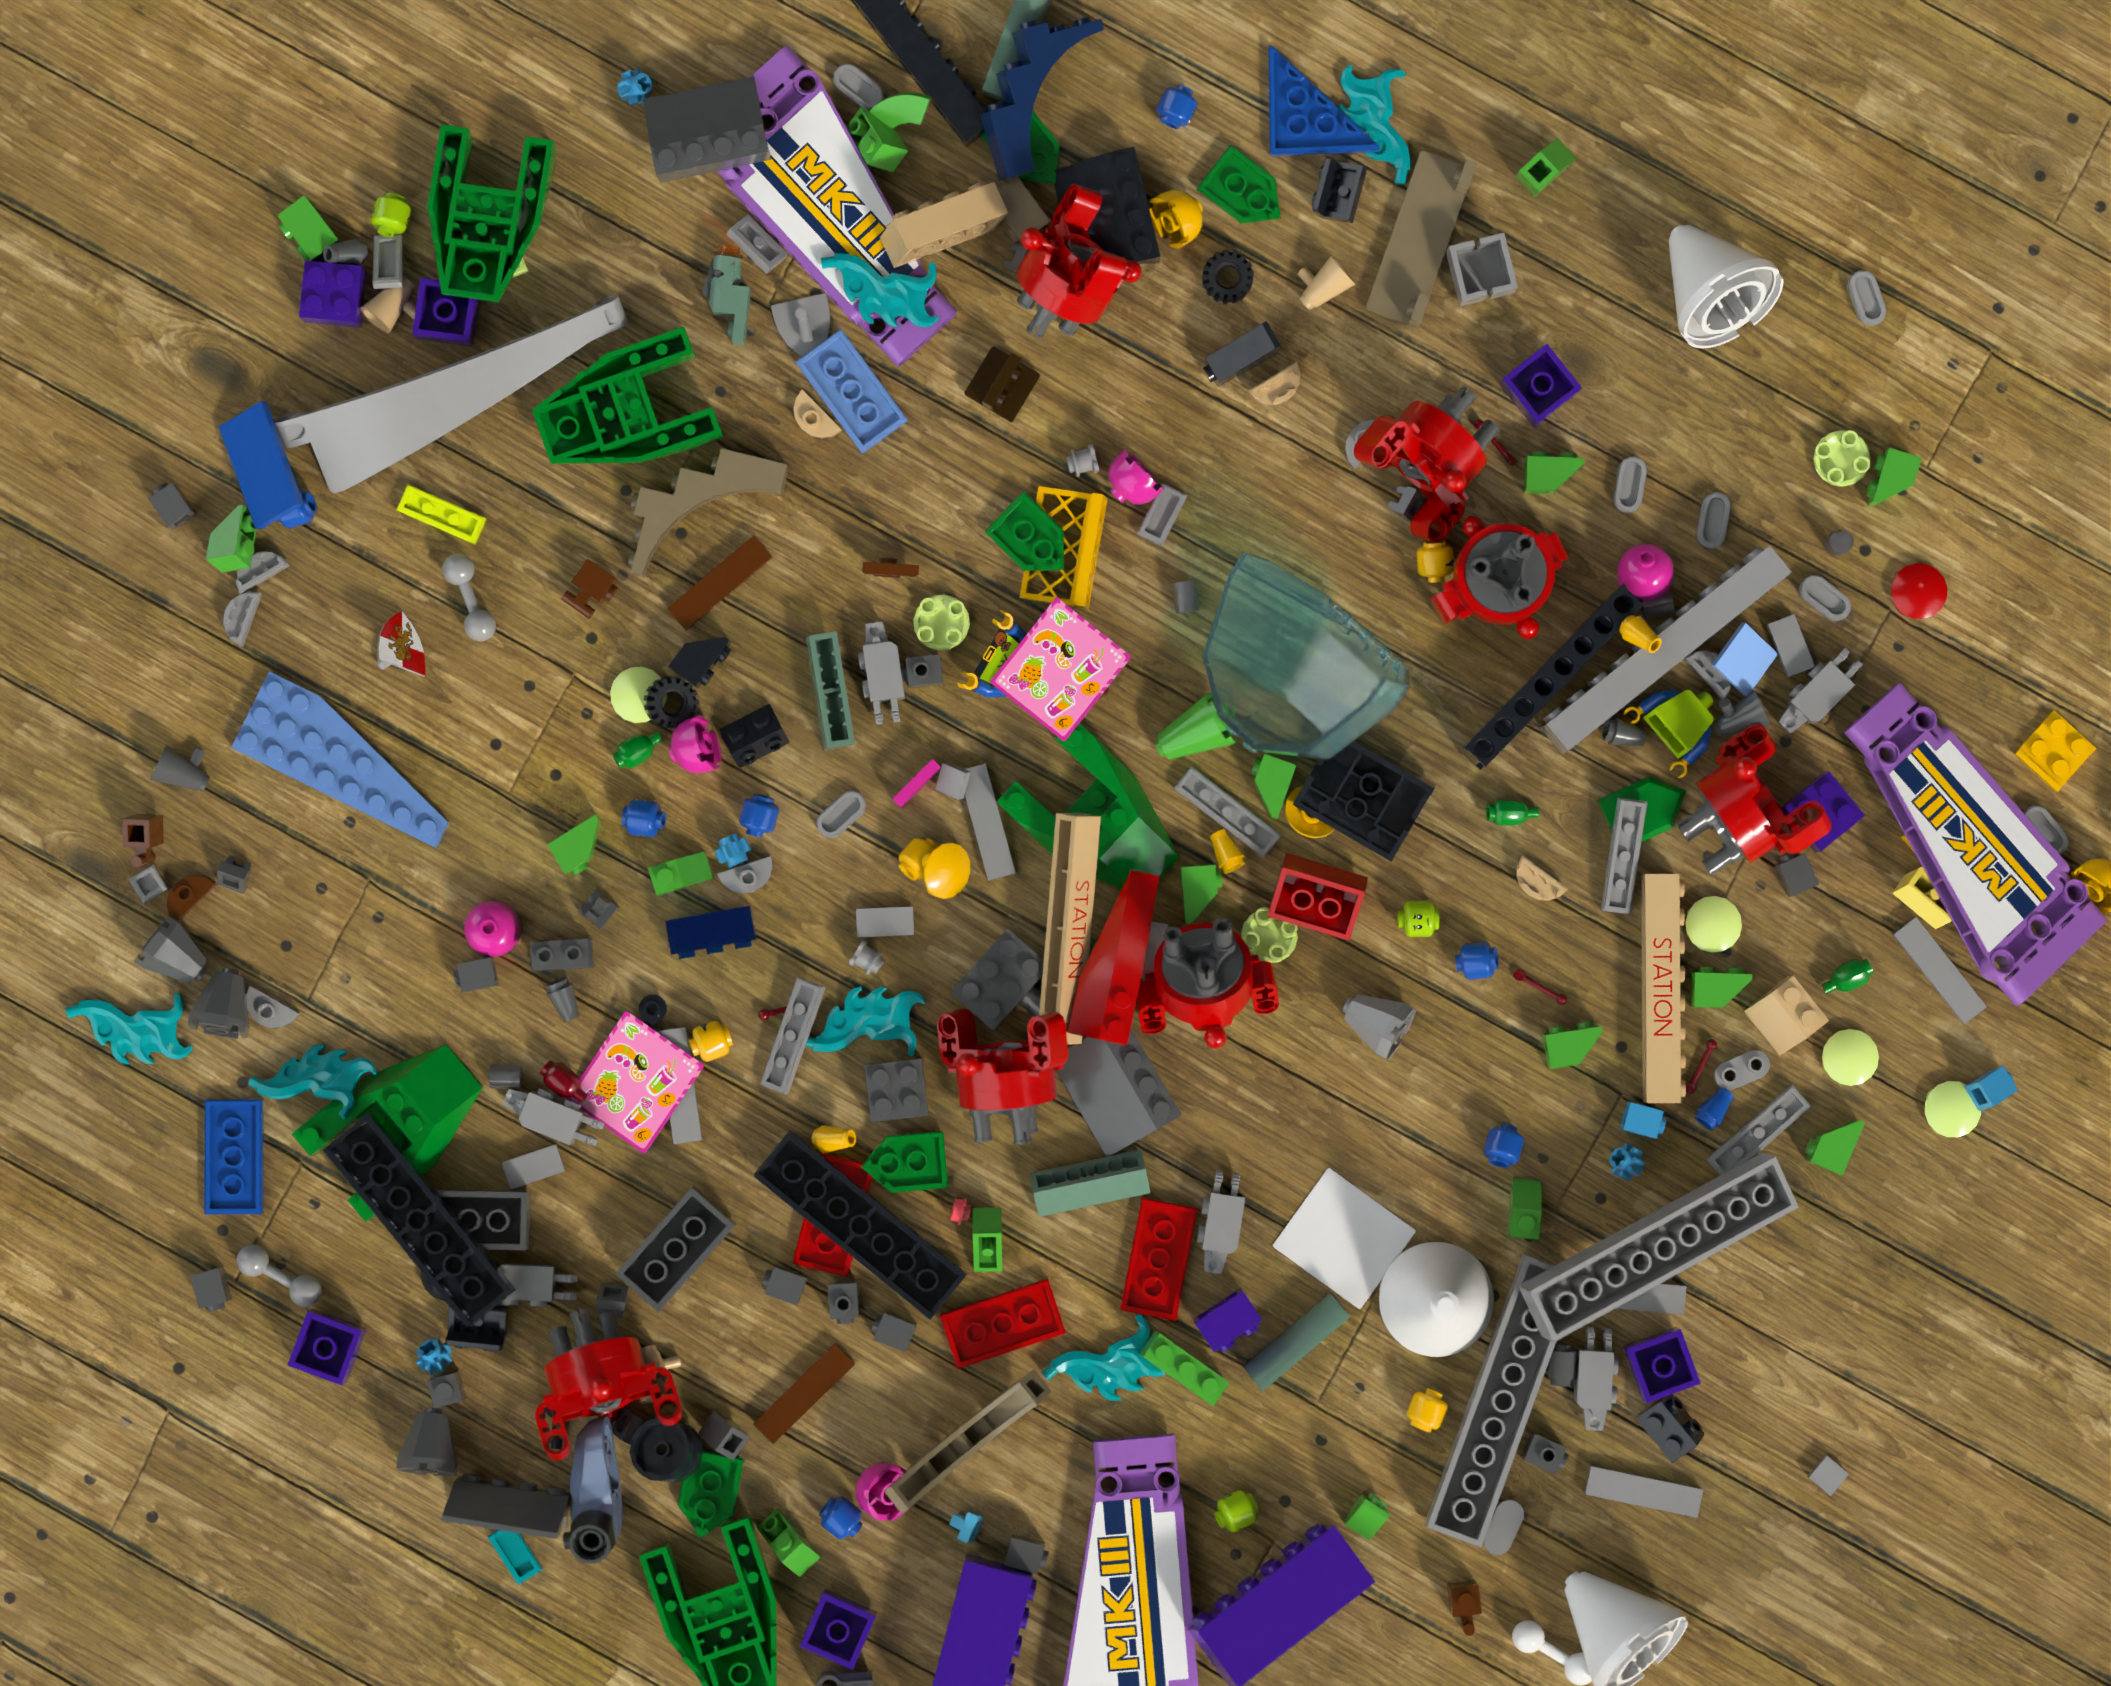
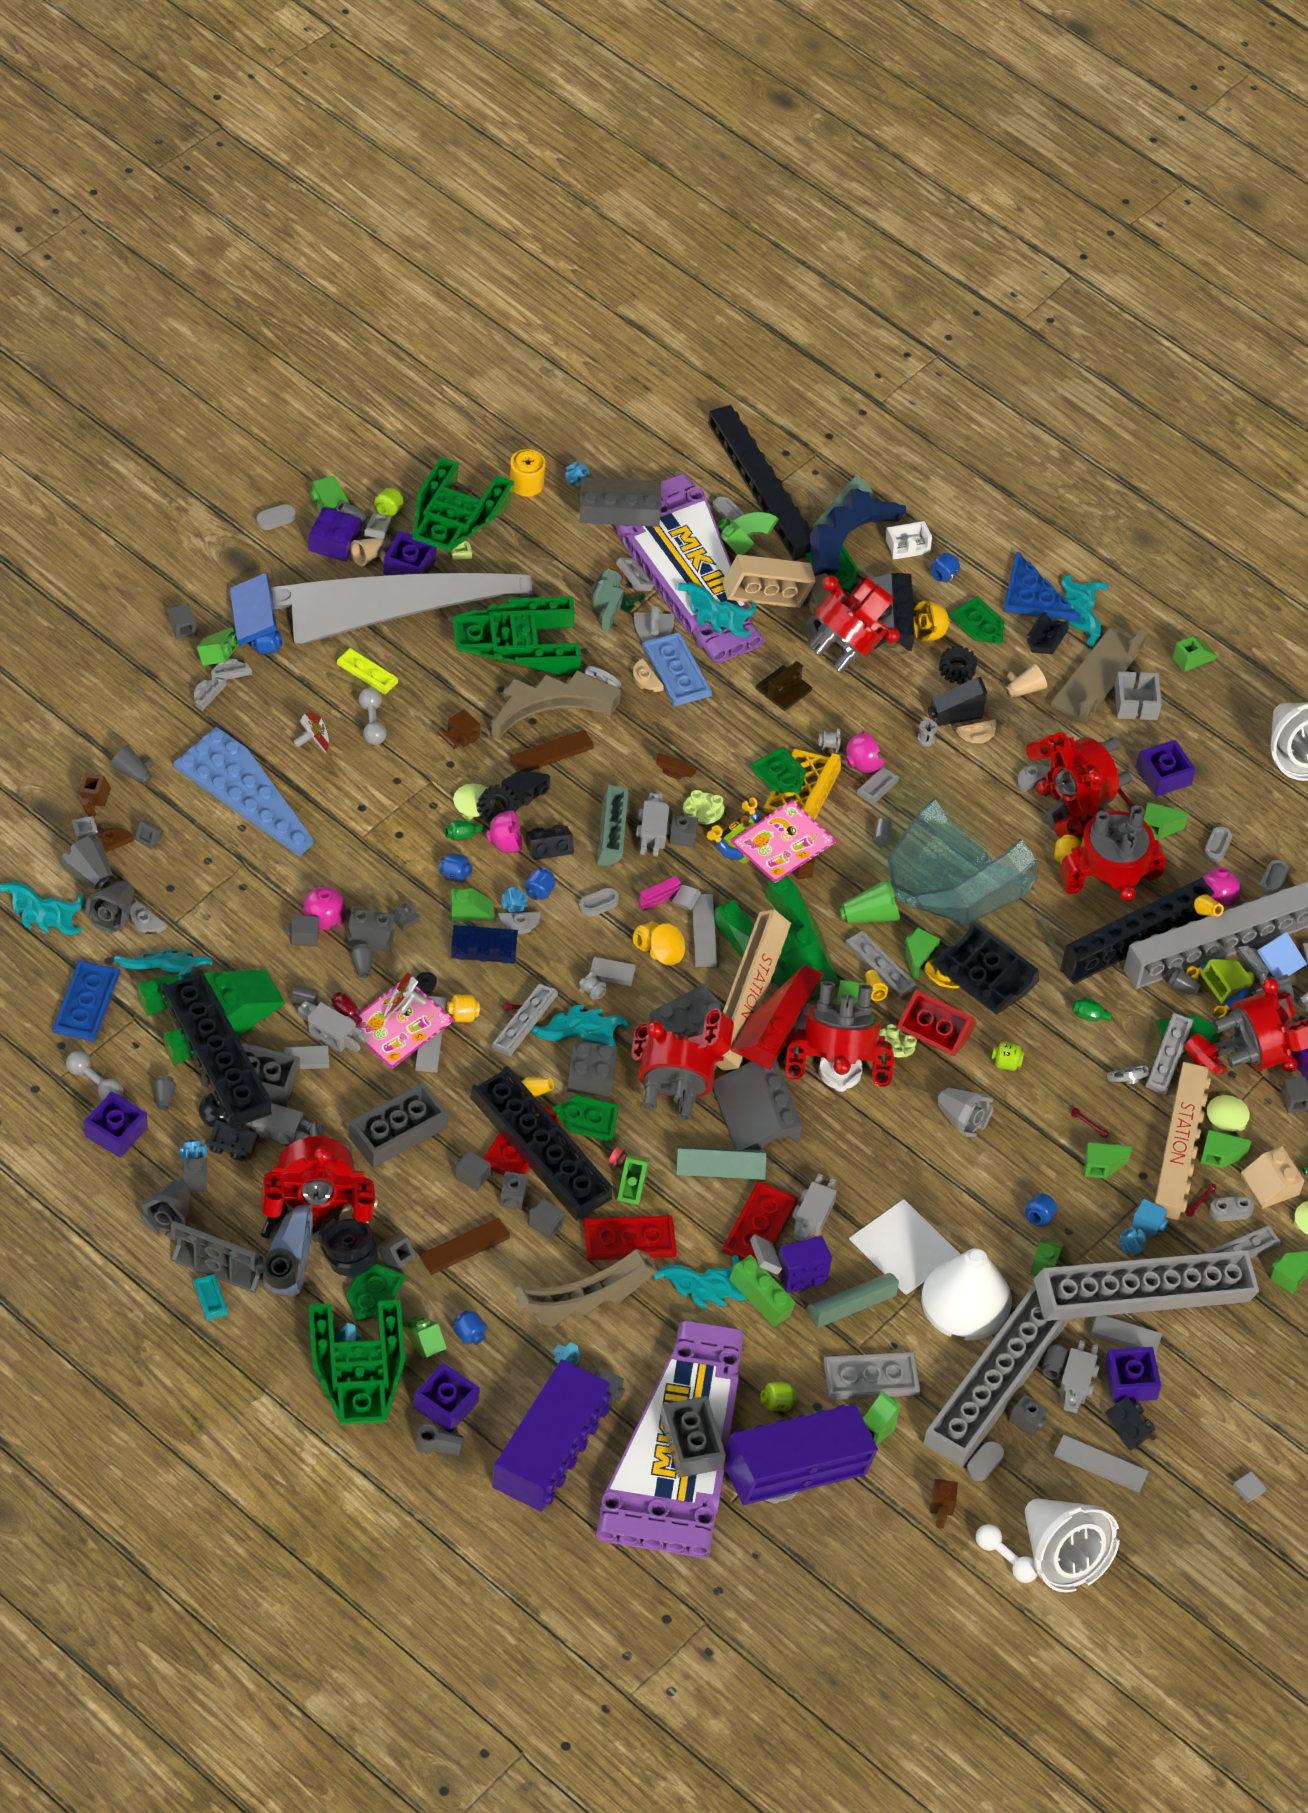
camera: 10 degrees right, 35 degrees down
(211, 1289) = (41, 1072): dark grey brick -> none
(245, 279) = (276, 517): none -> light grey tile
(372, 1273) = (164, 1090): none -> dark grey cone
(575, 119) = (527, 472): none -> yellow piece
(576, 846) = (402, 872): bright green slope -> none
(630, 1052) = (404, 996): none -> shield
(695, 1573) = (347, 1334): none -> medium azure tile
(758, 294) = (628, 604): none -> dark green hand
(758, 448) = (602, 676): none -> light grey wheel
(871, 1490) = (506, 1315): dark pink cylinder -> none
(1116, 71) = (909, 540): none -> white window
(1148, 1622) = (692, 1436): none -> dark grey brick
(1178, 1321) = (765, 1254): none -> light grey tile
(1215, 404) = (922, 736): none -> light grey bush
(1341, 1442) = (871, 1375): none -> light grey tile
(1427, 1410) = (943, 1365): yellow head -> none
(1477, 960) = (1046, 1091): blue head -> none
(1537, 882) = (1102, 1057): tan plate -> none
(1579, 901) = (1130, 1075): none -> light grey plate
(1668, 848) = (1204, 1054): none -> red piece
(1714, 1109) = (1205, 1226): blue cone -> none

